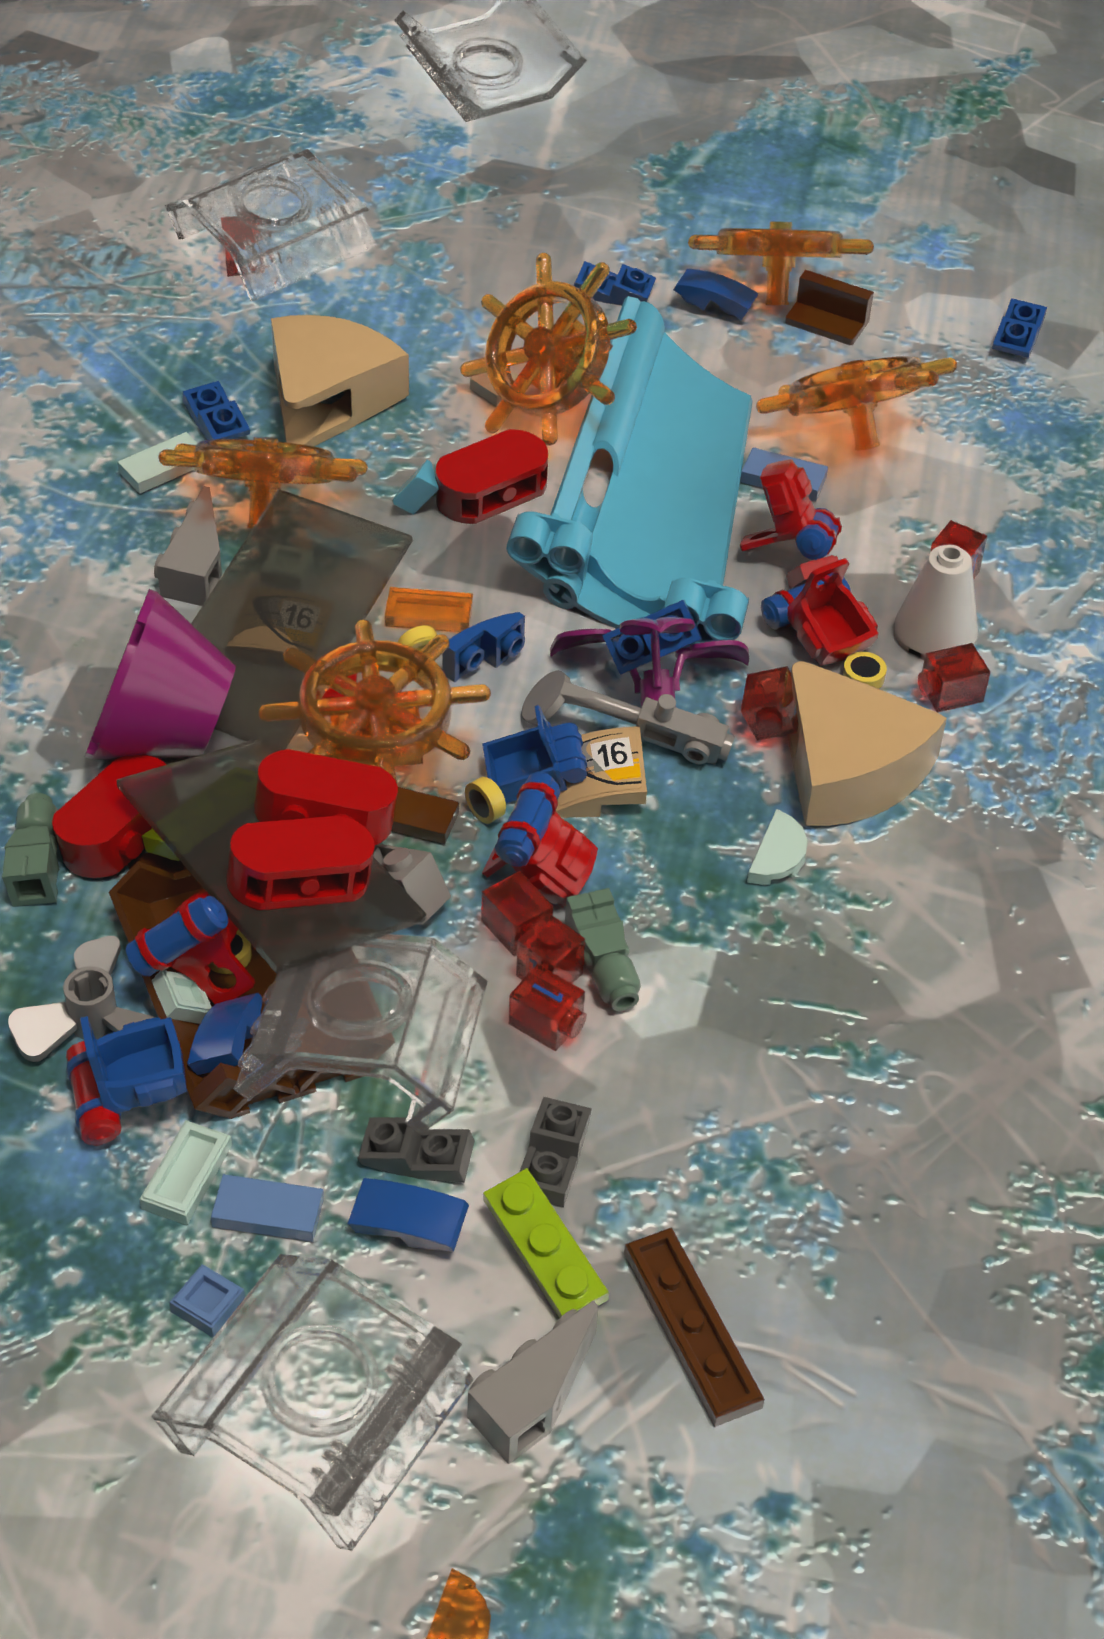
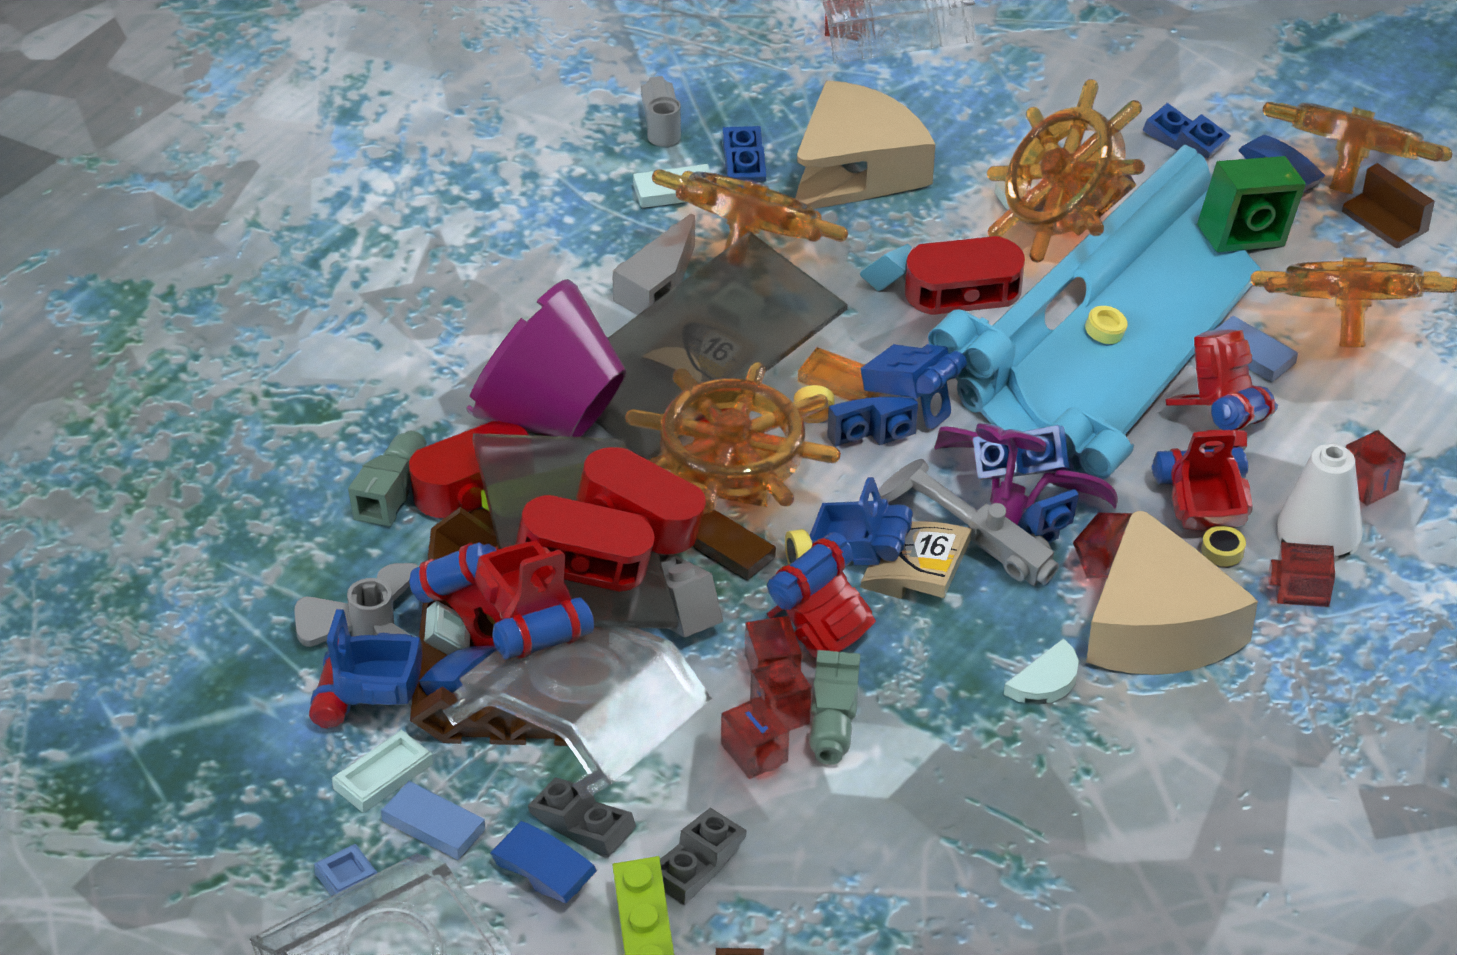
camera: 25 degrees right, 5 degrees down
(114, 390) = (661, 112): none -> light grey piece
(285, 940) = (532, 599): none -> red piece
(506, 587) = (915, 374): none -> blue piece
(646, 488) = (1106, 324): none -> light yellow tile
(713, 690) = (1050, 515): none -> blue slope
(720, 336) = (1251, 203): none -> green brick

